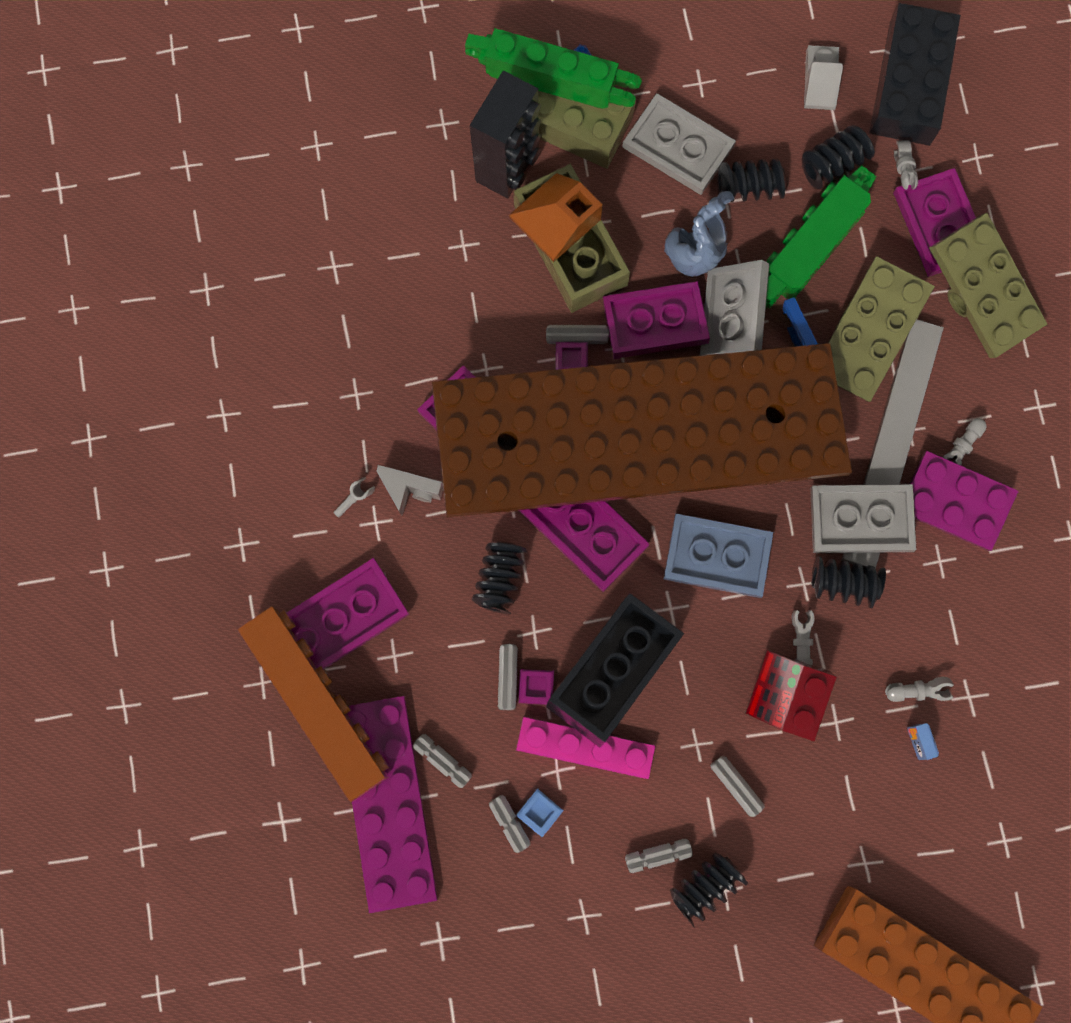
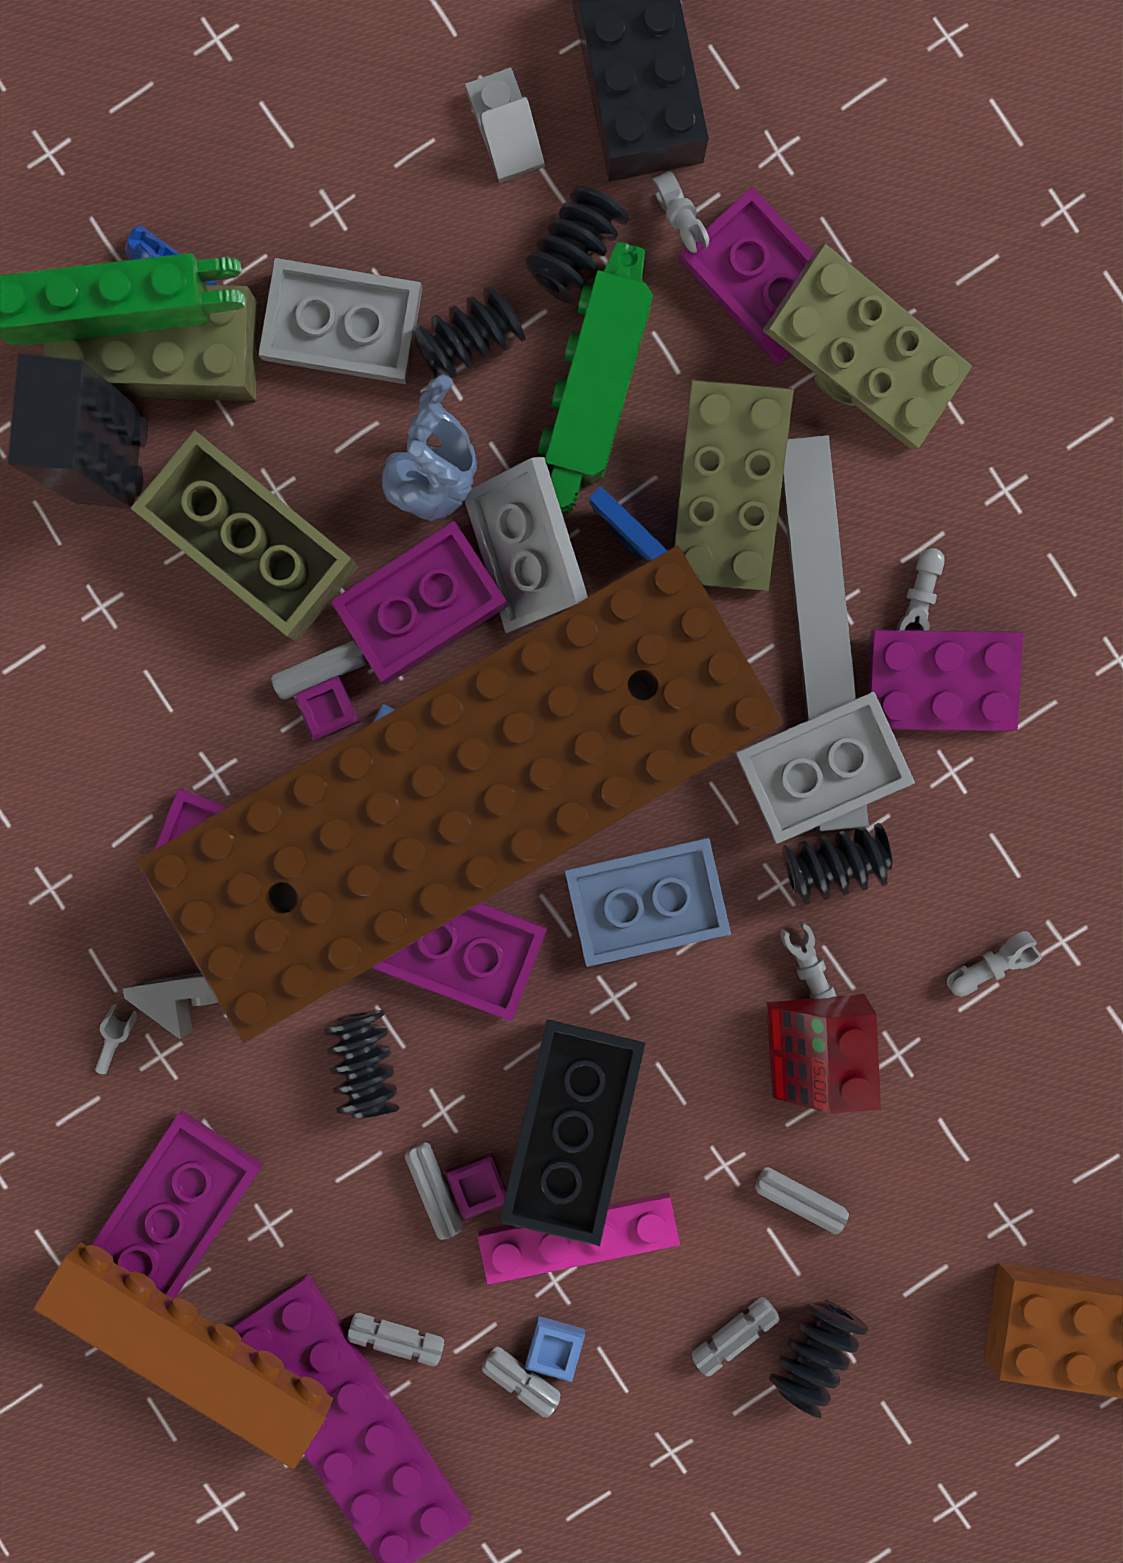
camera: 25 degrees left, 10 degrees up
(558, 215) = (207, 523): dark orange slope -> none
(923, 741) = (1025, 1036): medium blue tile -> none

